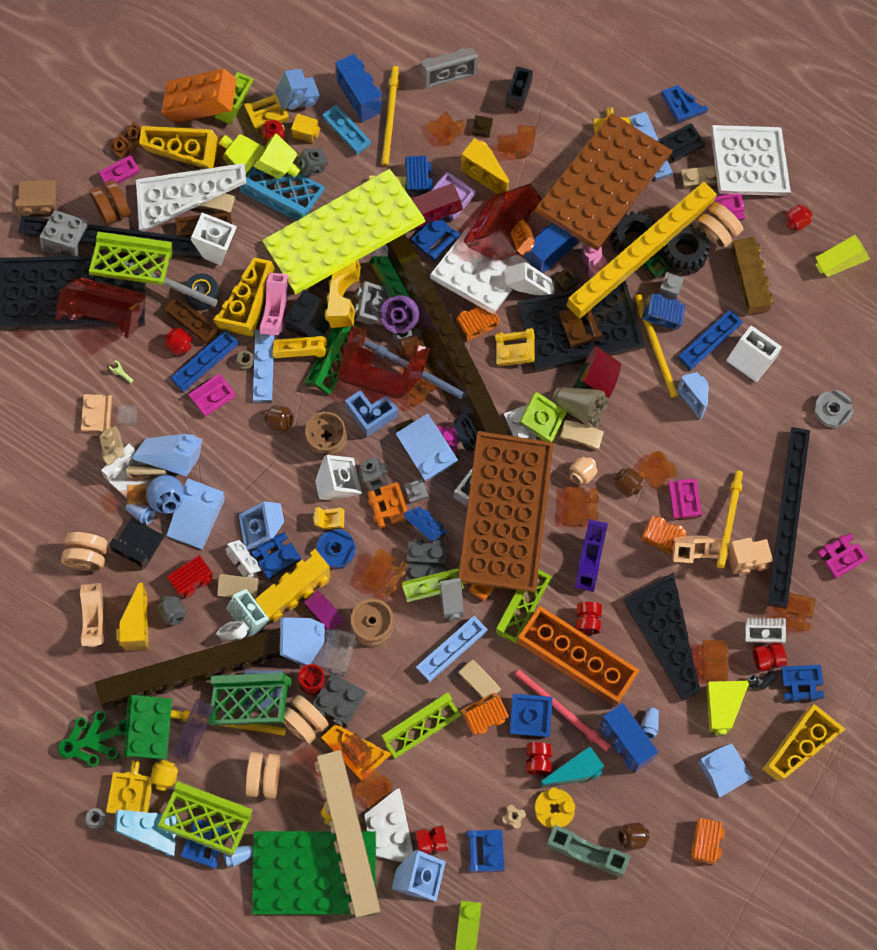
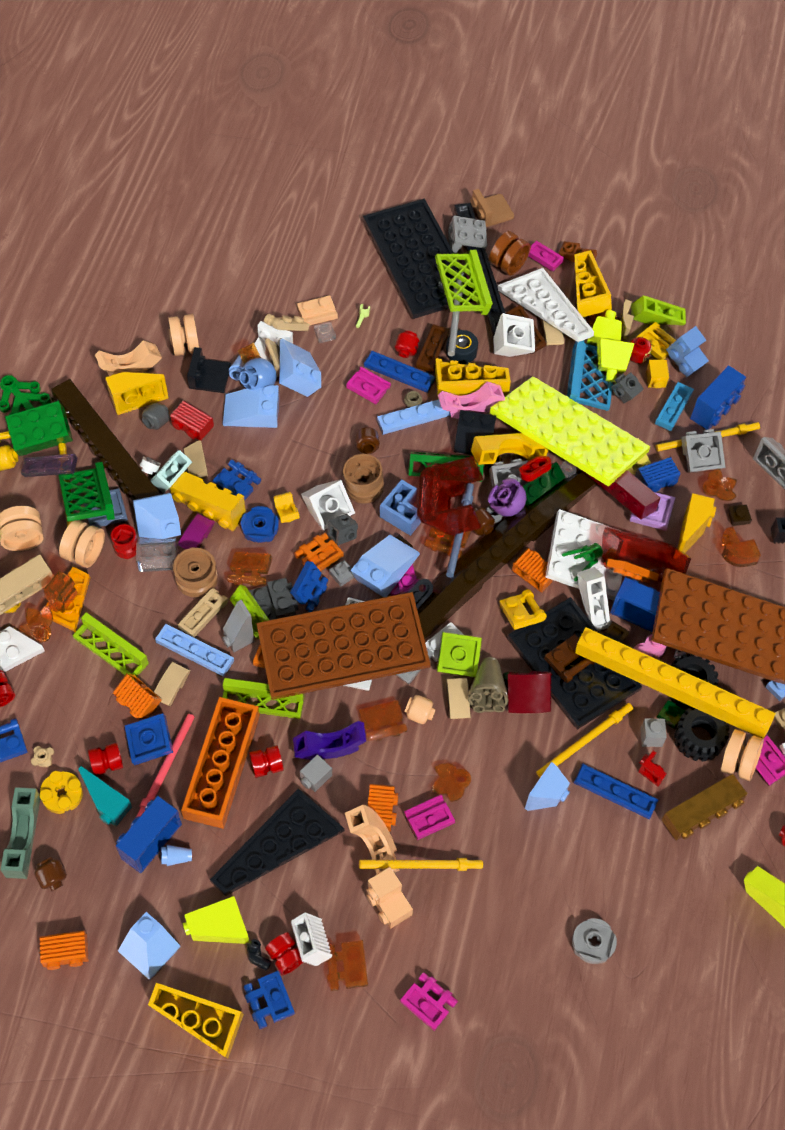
camera: 70 degrees right, 10 degrees down
(101, 302) = (416, 272): clear red windscreen -> none
(199, 95) = (640, 279): orange brick -> none
(231, 130) = (626, 319): none -> tan slope
(238, 553) = (223, 455): white hinge -> none
(260, 523) = (262, 457): light blue slope -> none
(299, 347) = (442, 434): yellow plate -> none
(339, 700) = (113, 572): dark grey plate -> none
(379, 278) = (535, 468): none -> red plate
(407, 125) = (703, 450): none -> light grey plate
(415, 630) = (202, 613): none -> tan plate
(431, 235) = (606, 507): blue plate -> none
(488, 265) = (589, 553): none -> green plant
(613, 580) = (315, 773): none -> light grey brick
(628, 481) = (425, 755): reddish brown head -> none
(663, 311) = (622, 732): blue brick -> none
(704, 303) = (652, 771): none -> red bracket
(714, 660) = (262, 898): clear orange brick -> none
(754, 354) = (617, 836): white slope -> none
(788, 518) = (447, 927): black plate -> none

